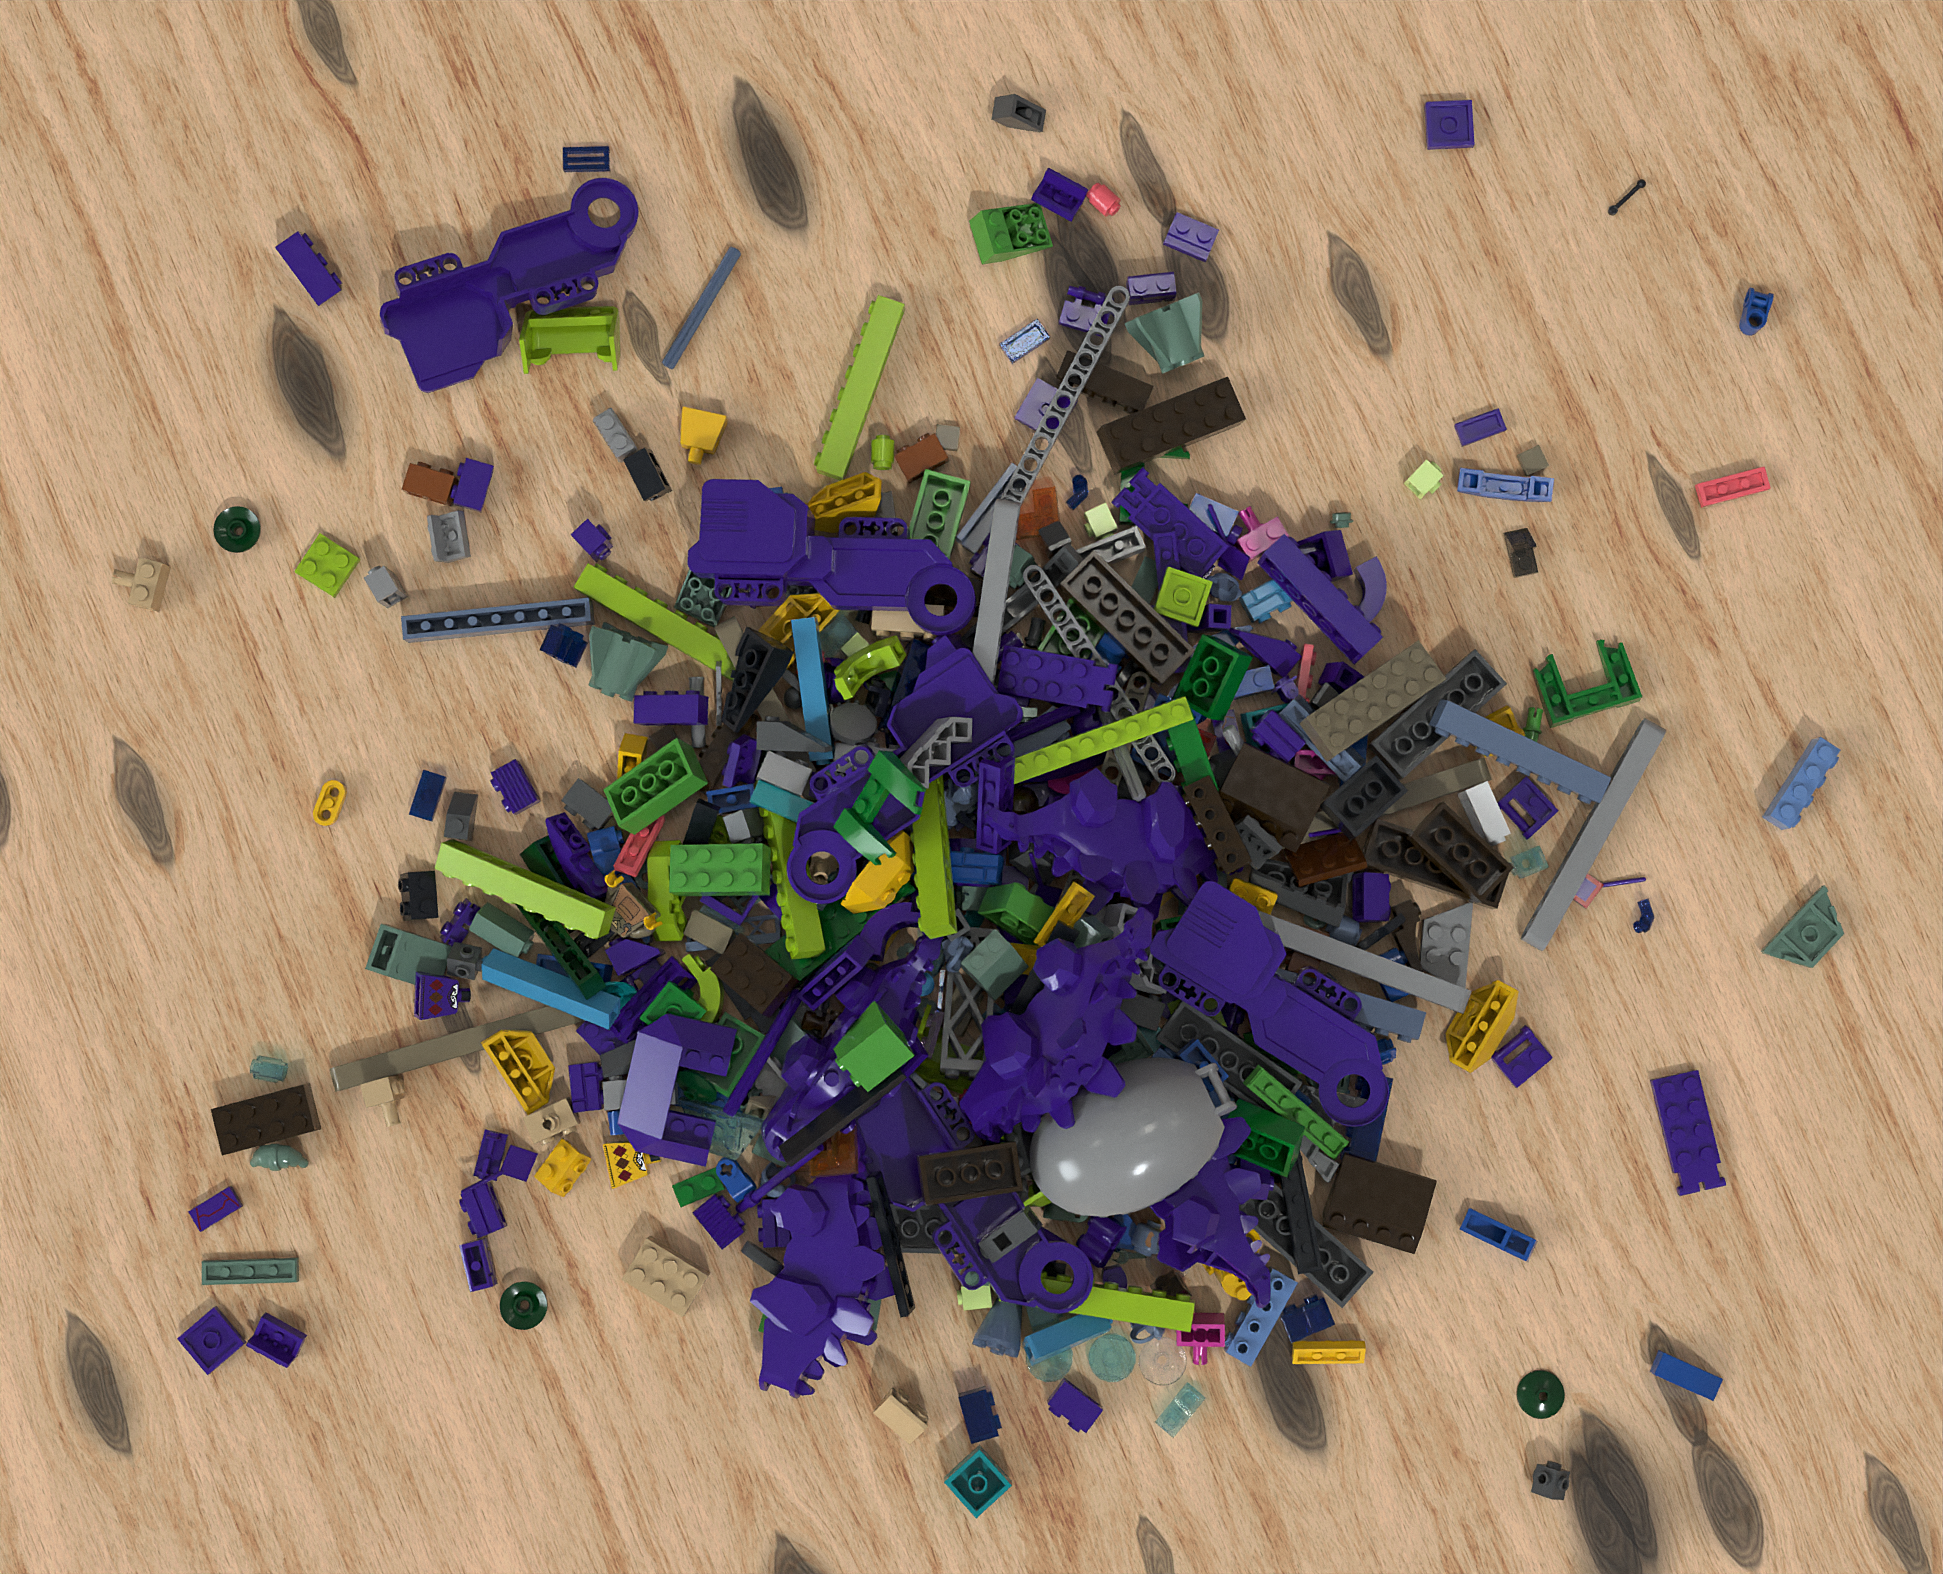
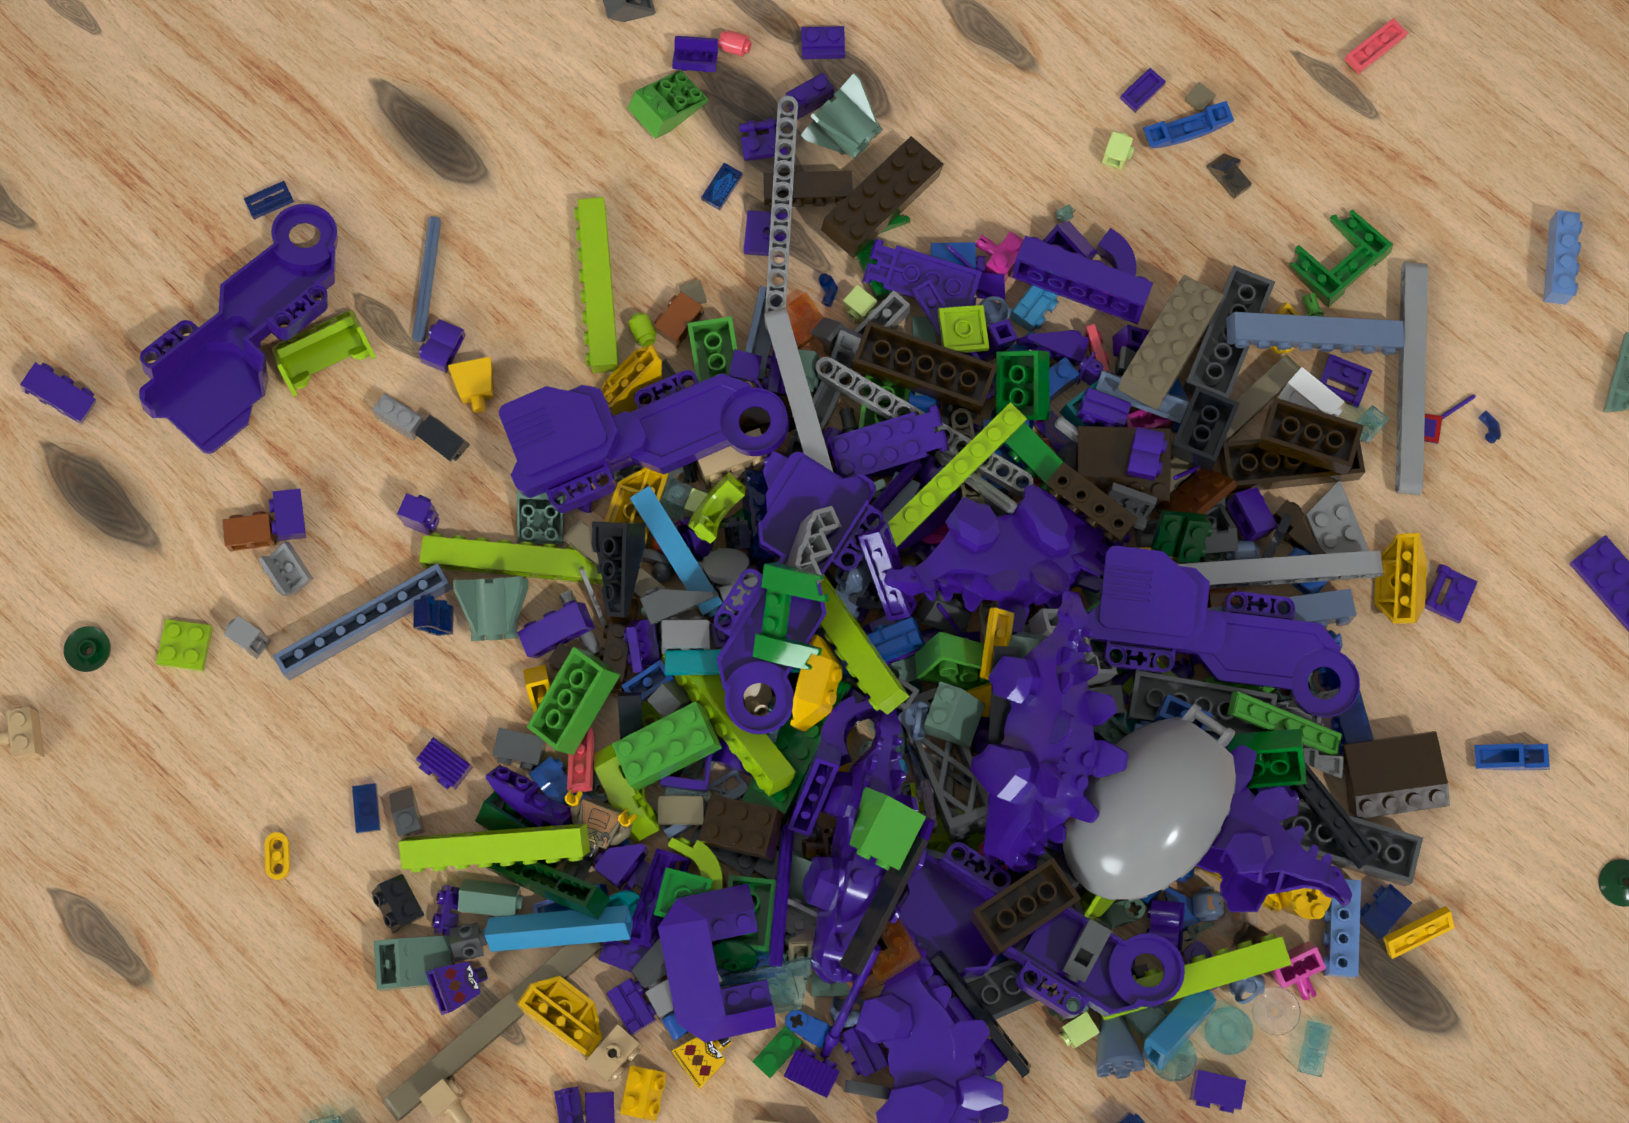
camera: 25 degrees left, 10 degrees down
(686, 382) = (442, 345): none -> dark purple brick
(961, 538) = (746, 366): none -> dark purple piece
(1289, 892) = (1182, 535): none -> dark green plate
(1292, 801) = (1146, 454): none -> dark purple brick

